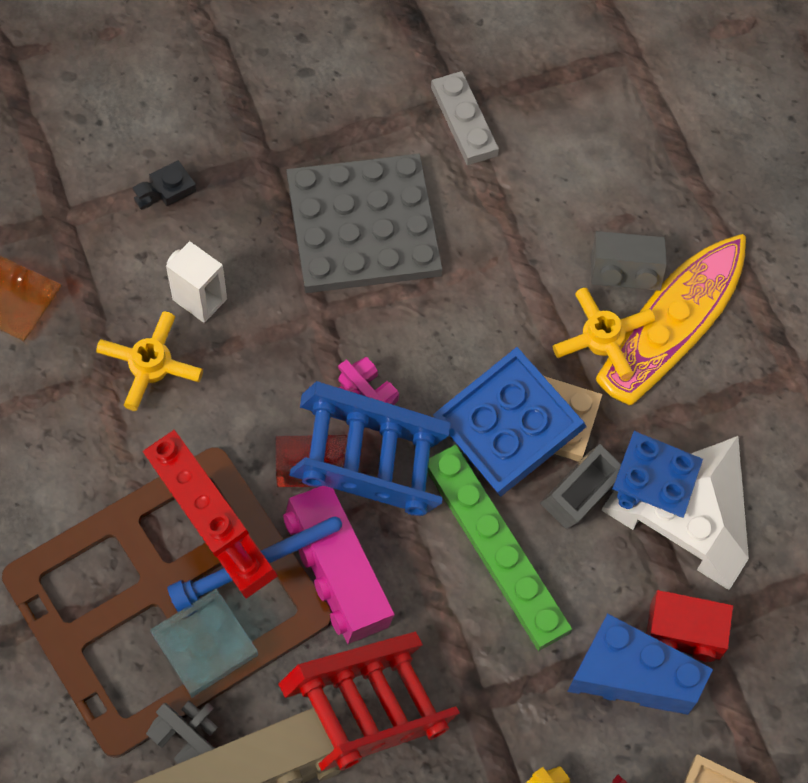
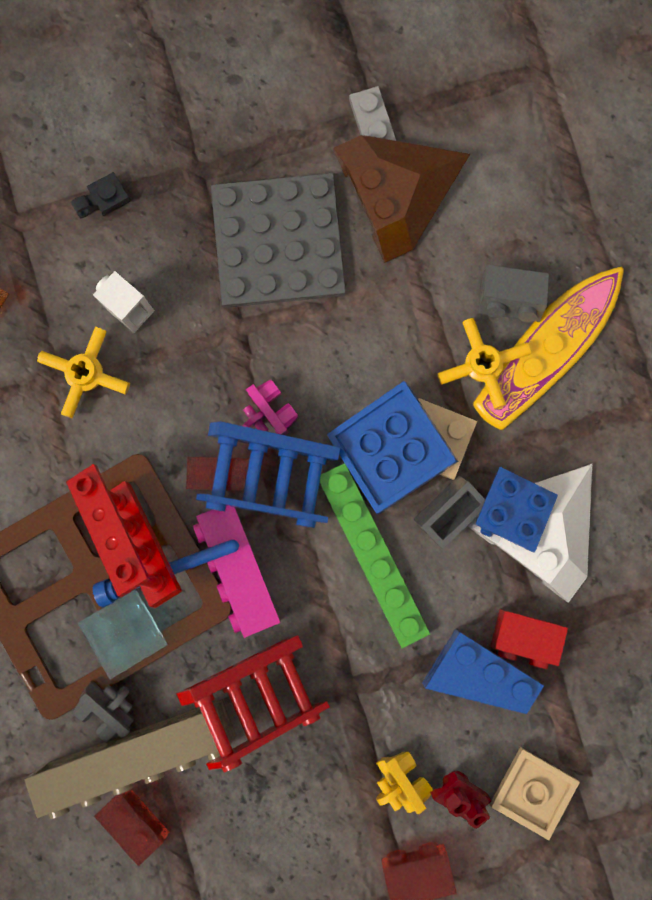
camera: 10 degrees right, 20 degrees up
(494, 163) = (398, 186): none -> reddish brown wedge

